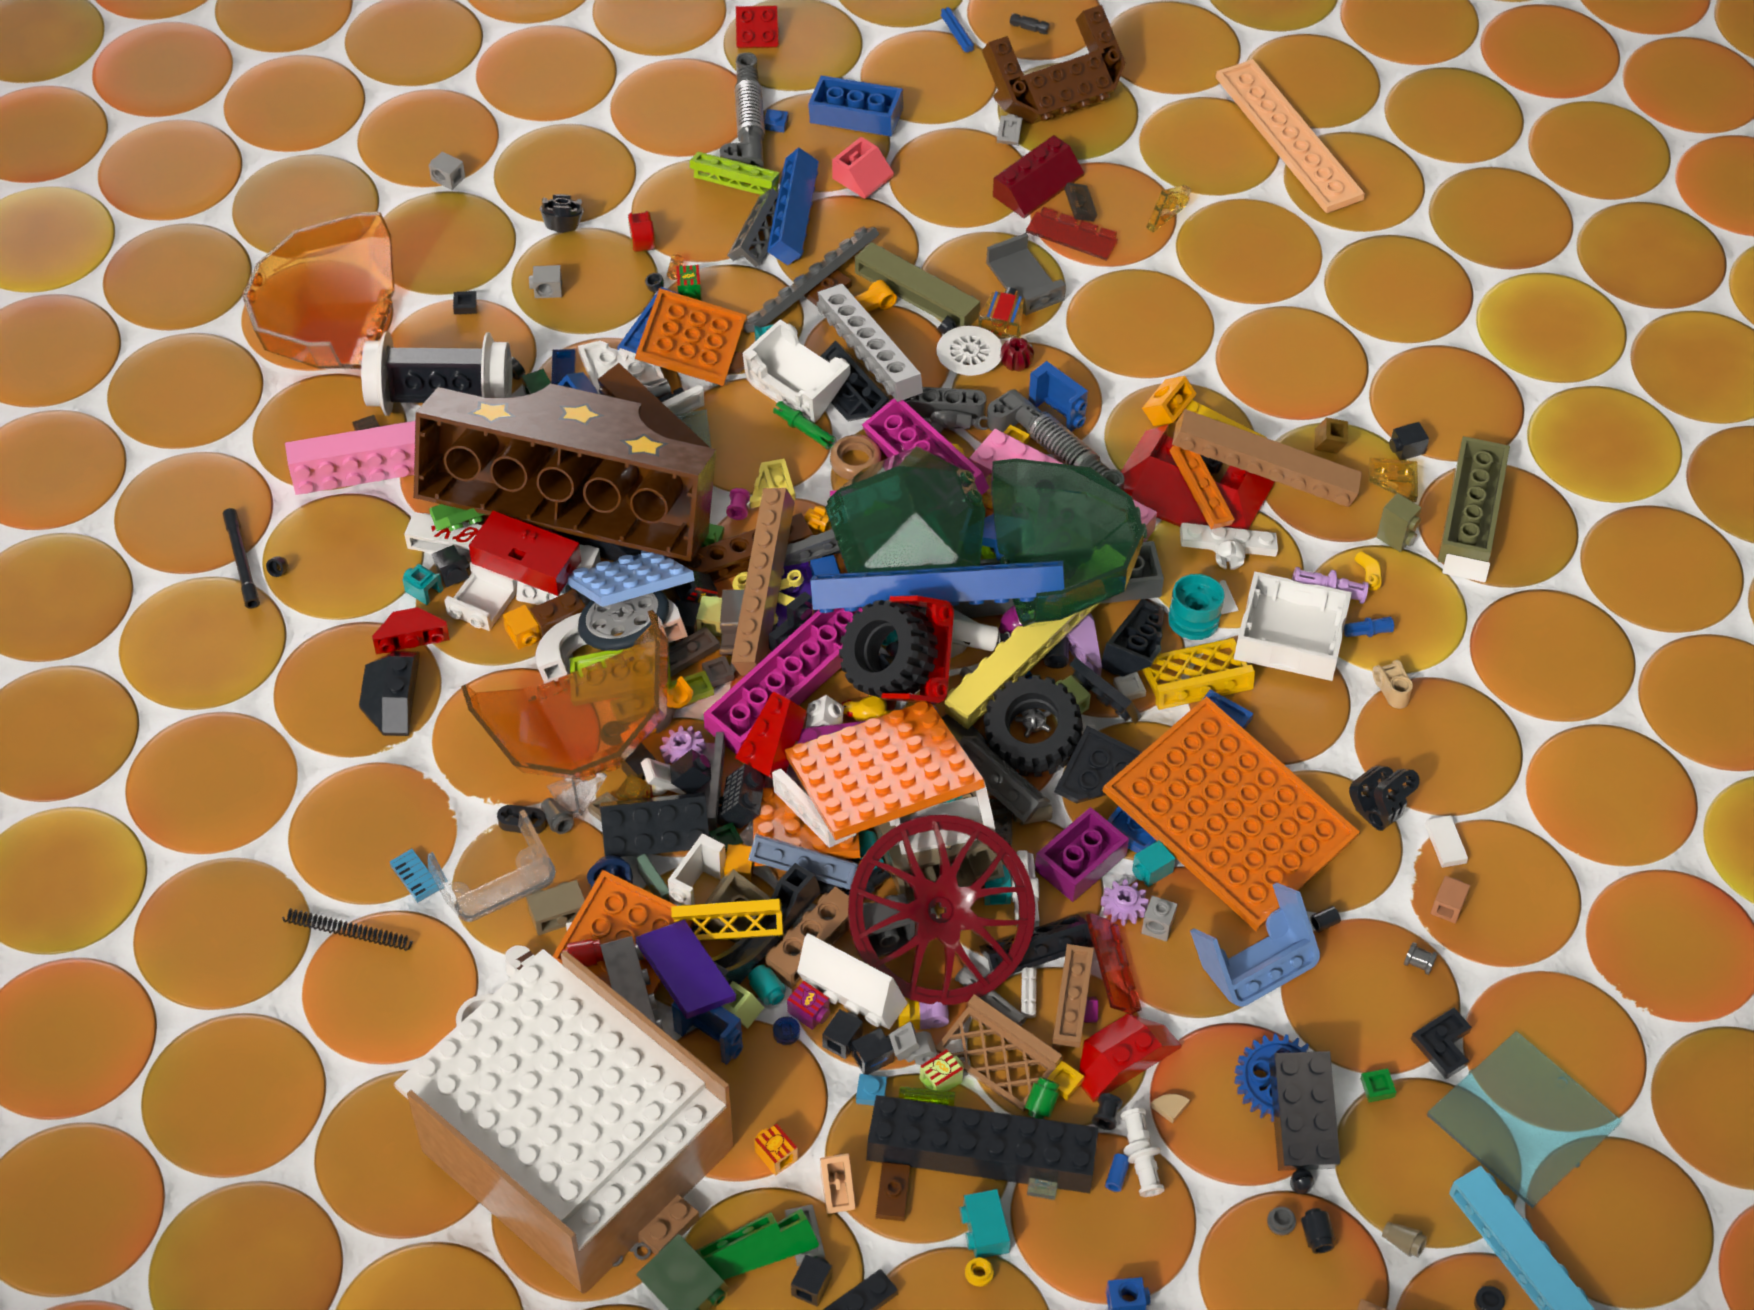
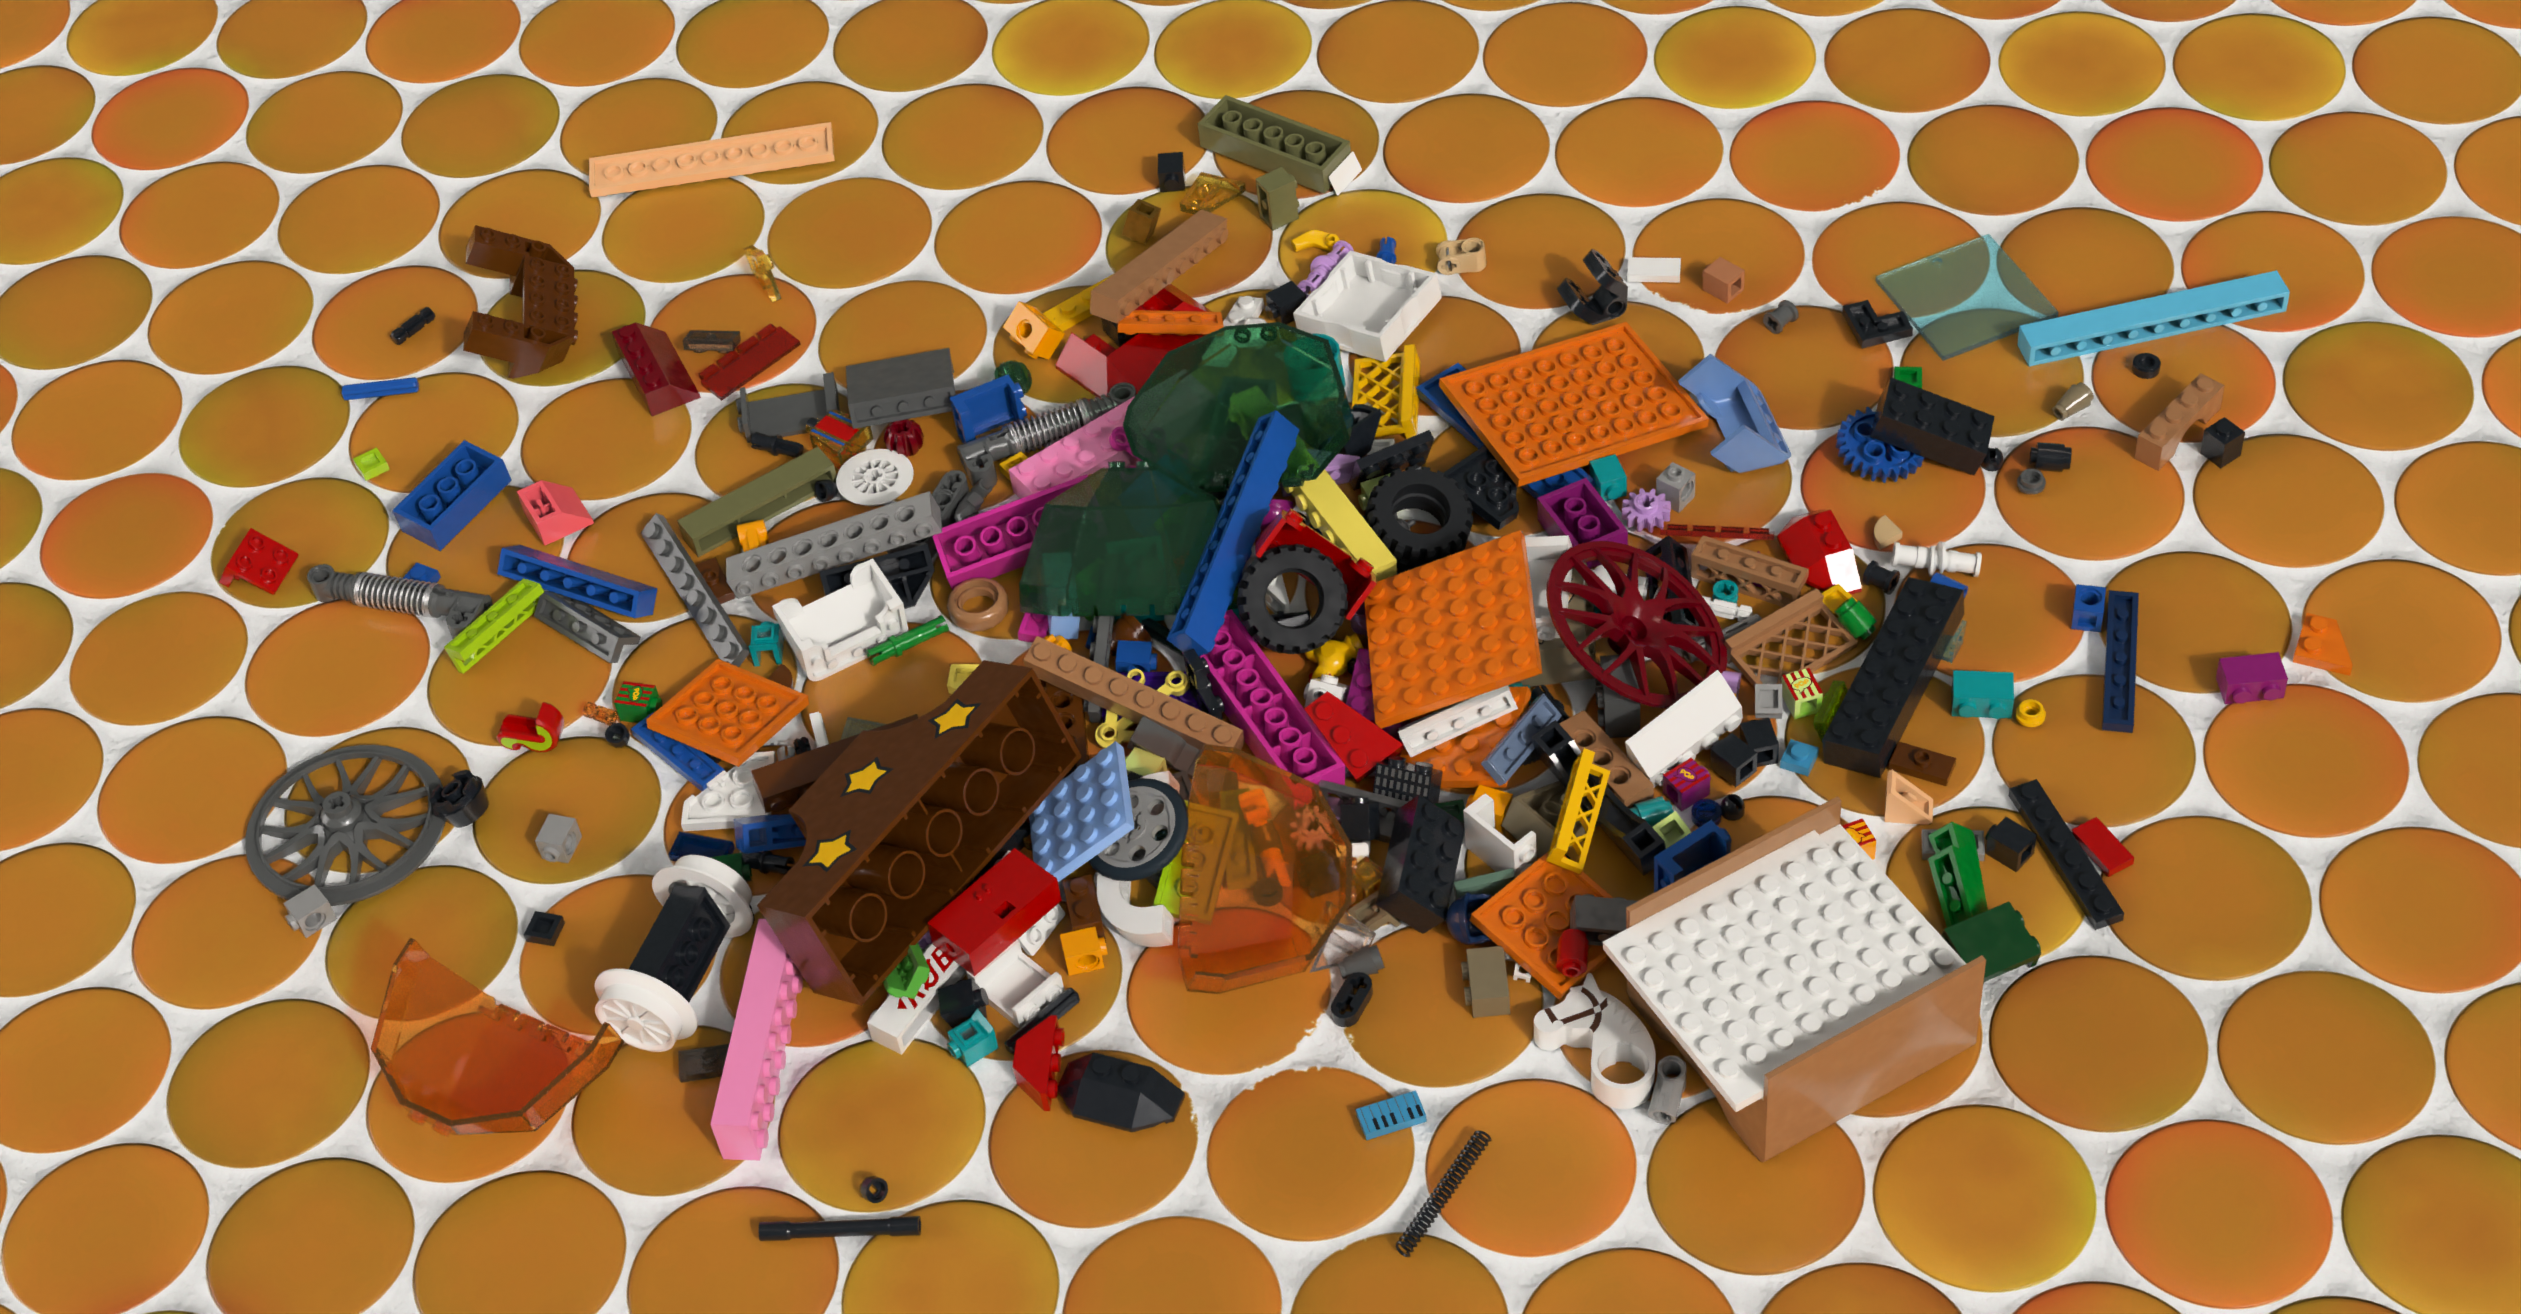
camera: 65 degrees left, 5 degrees down
(459, 625) = (1058, 1007): none -> black axle
(531, 161) = (345, 823): none -> dark grey wheel
(532, 874) = (1448, 998): clear windscreen -> none
(685, 969) = (1635, 853): dark purple tile -> none
(803, 1051) = (1729, 808): none -> black hinge
(876, 51) = (371, 464): none -> lime plate
(984, 279) = (776, 445): none -> black axle
(1009, 129) = (568, 374): light grey bracket -> none
(1049, 981) = (1730, 589): none -> teal bush
(1062, 329) = (900, 388): none -> dark grey panel
(1108, 404) = (1018, 373): none -> clear green piece
(1278, 564) = (1283, 302): none -> black brick

